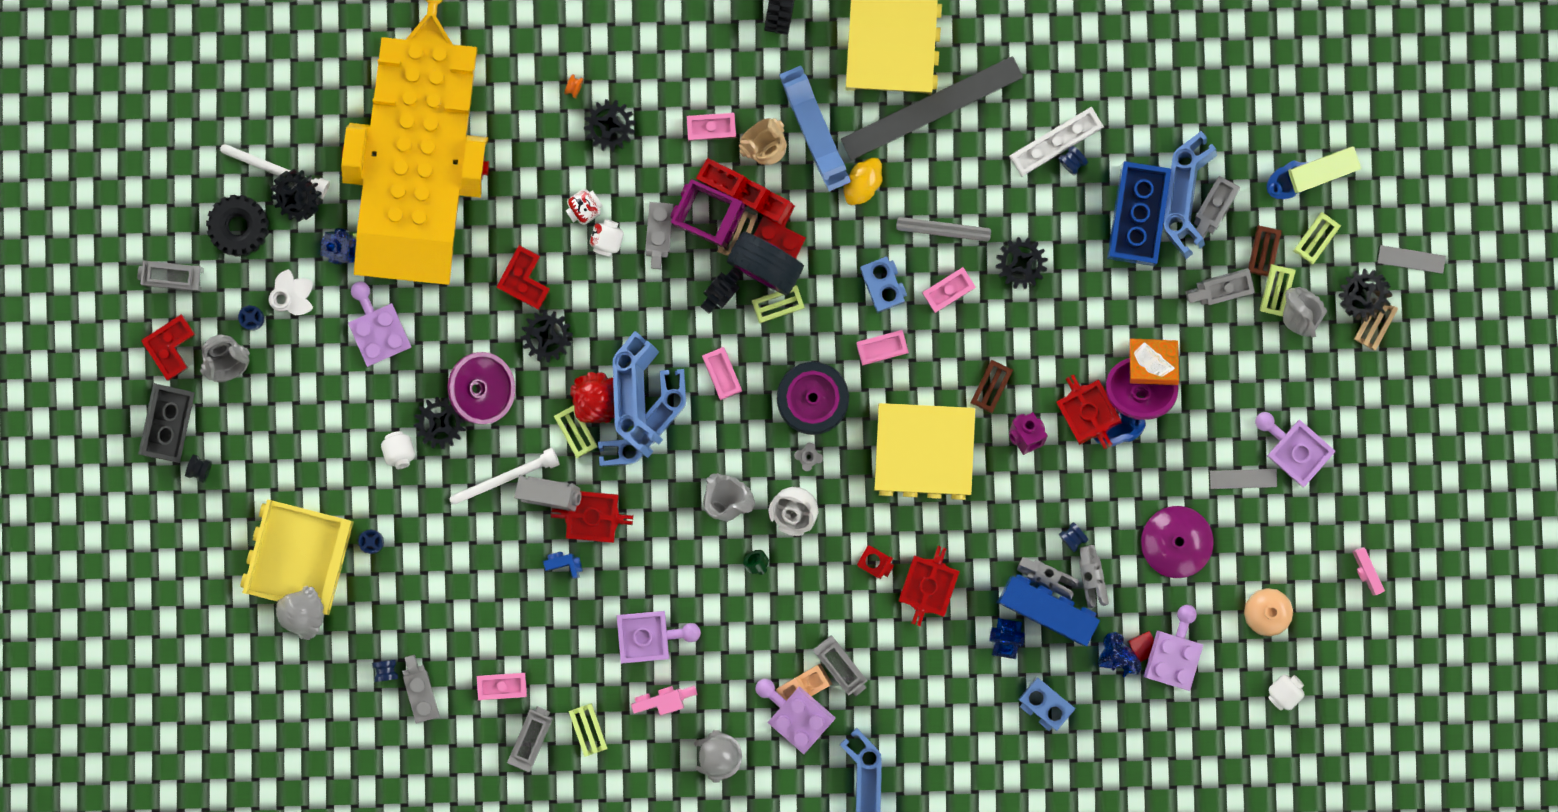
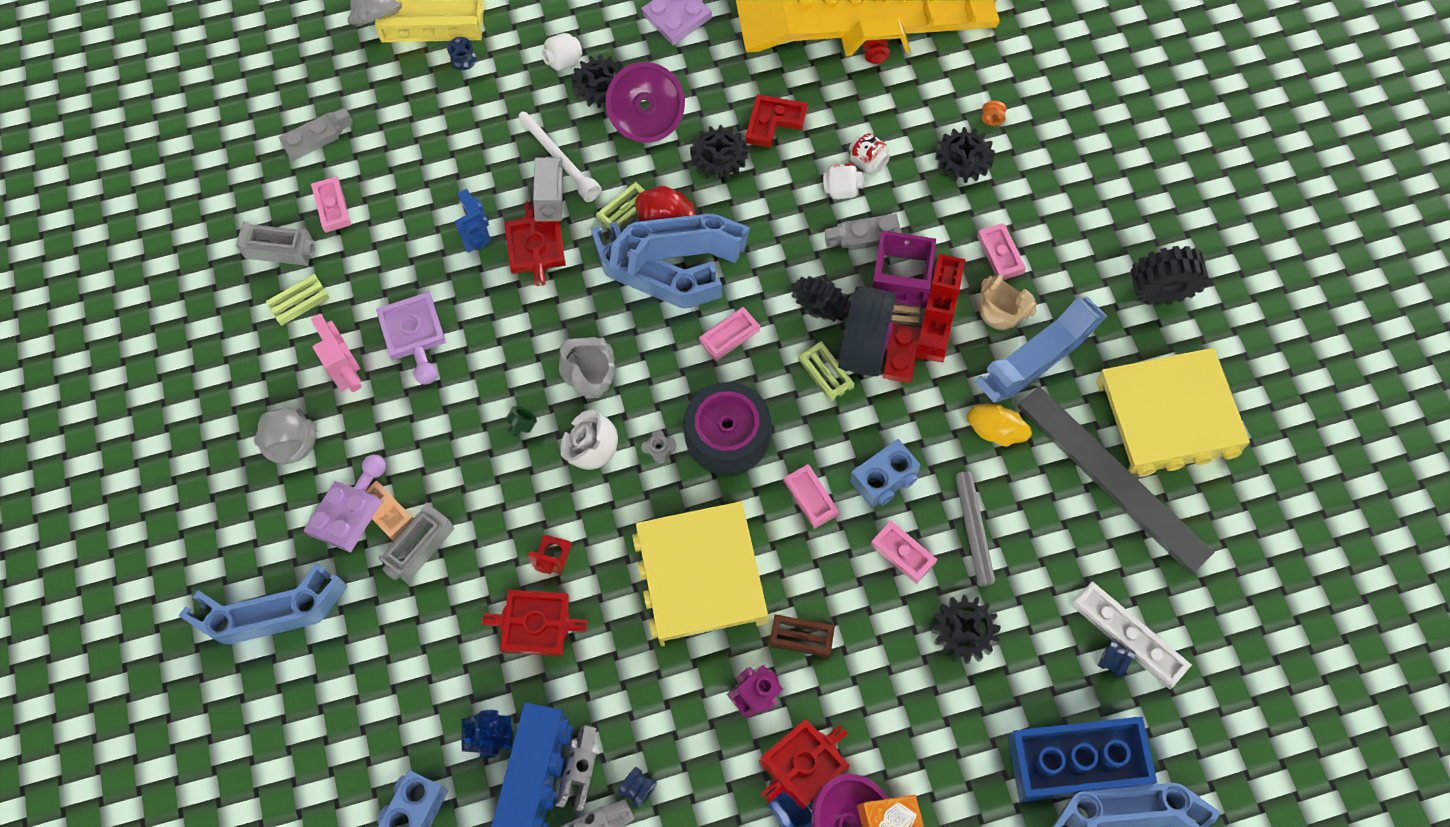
camera: 80 degrees right, 20 degrees down
(384, 670) = (328, 95): dark blue wheel -> none

